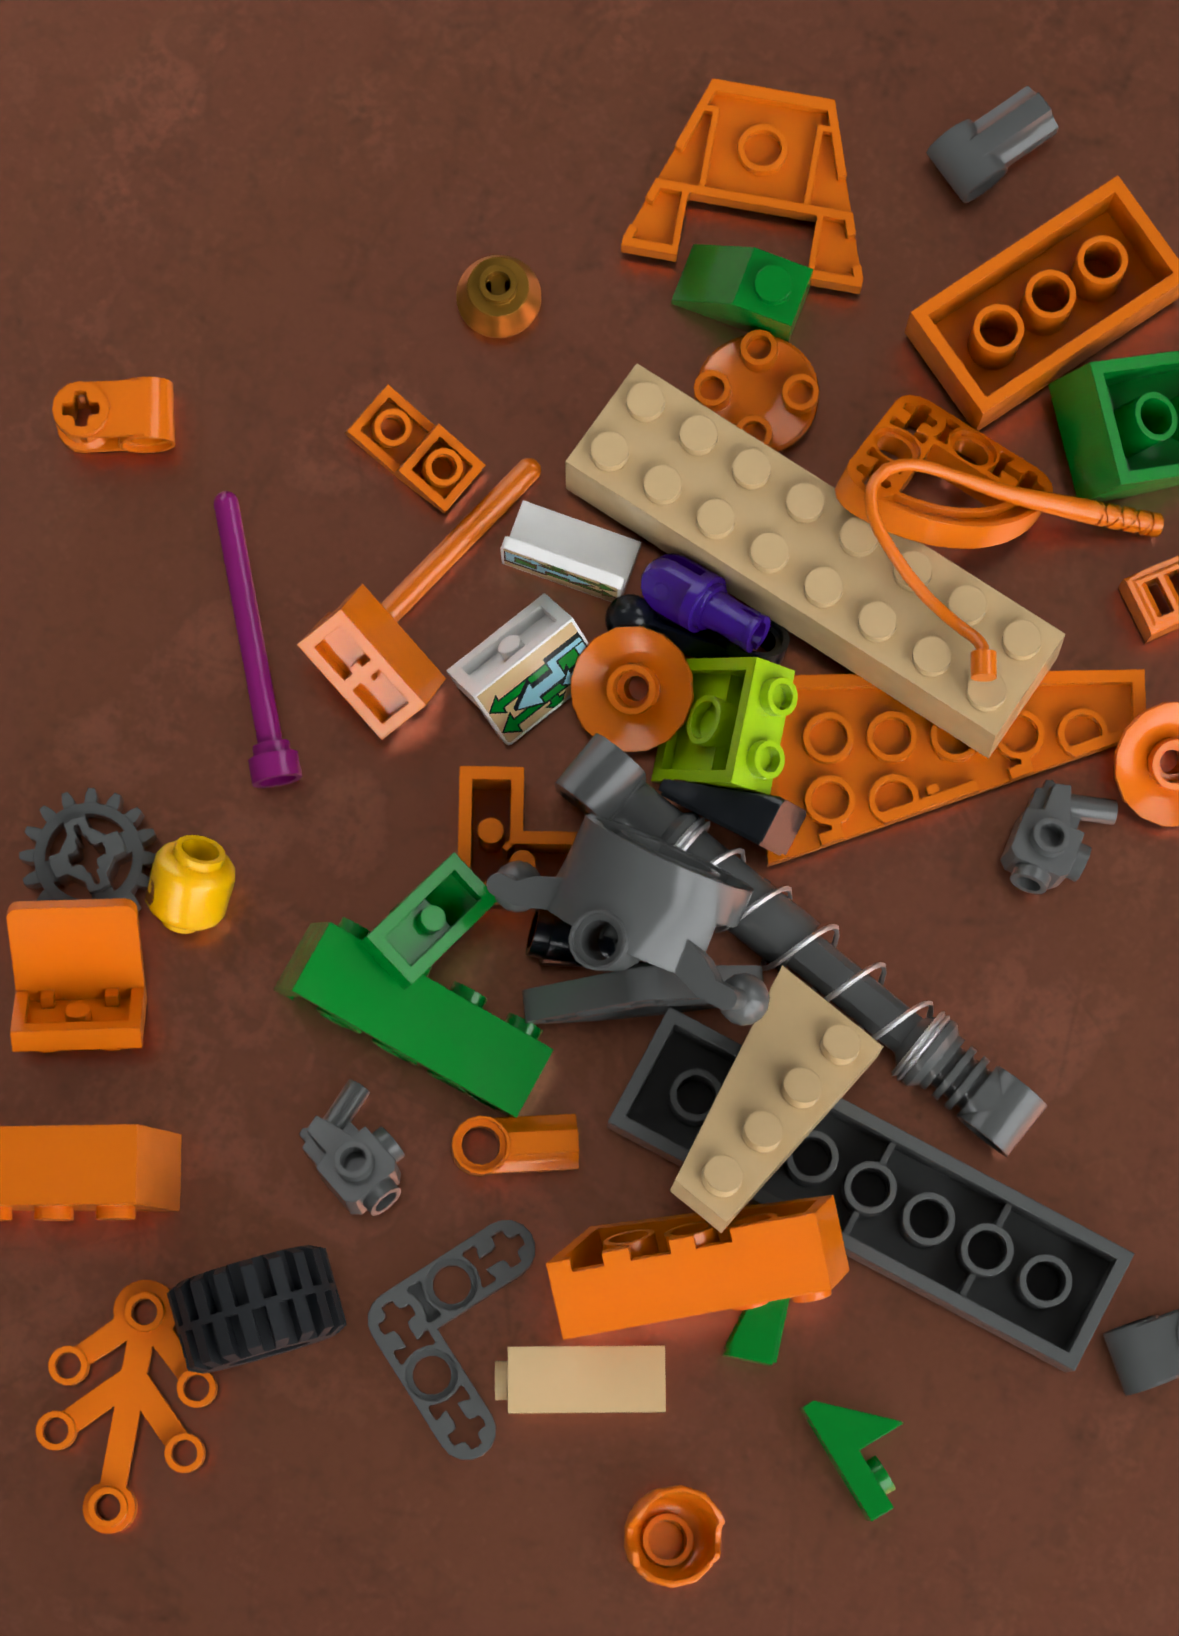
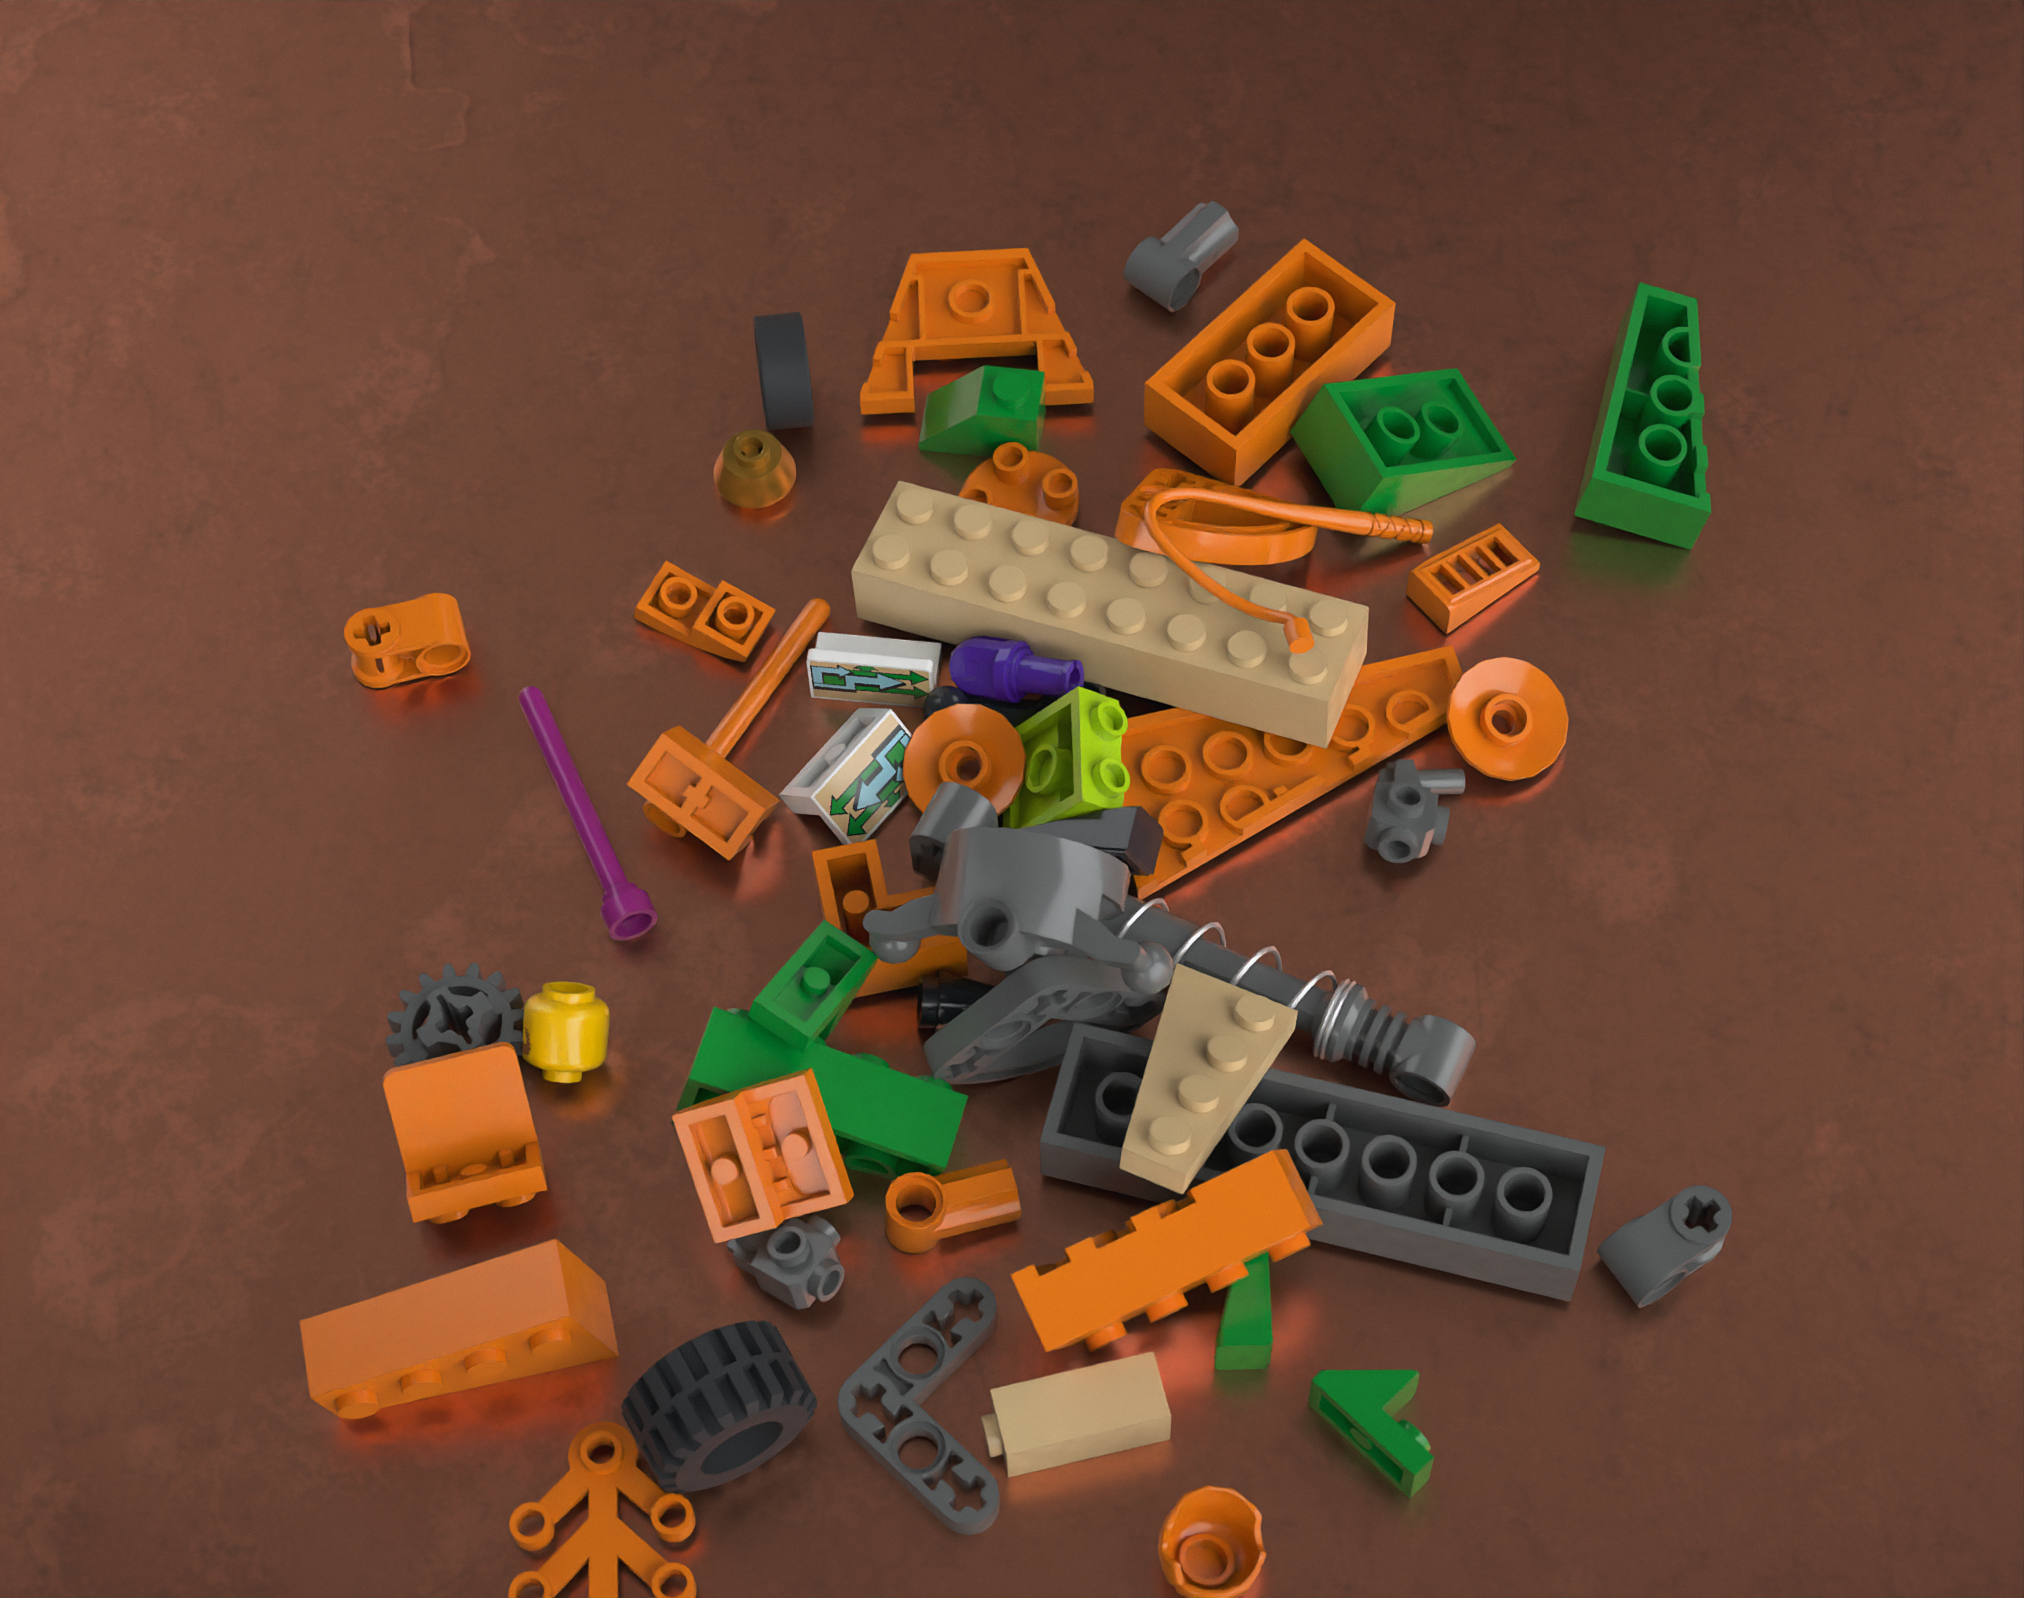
camera: 10 degrees left, 20 degrees down
(347, 1074) = (763, 1155): none -> orange slope
(549, 198) = (783, 371): none -> black tyre

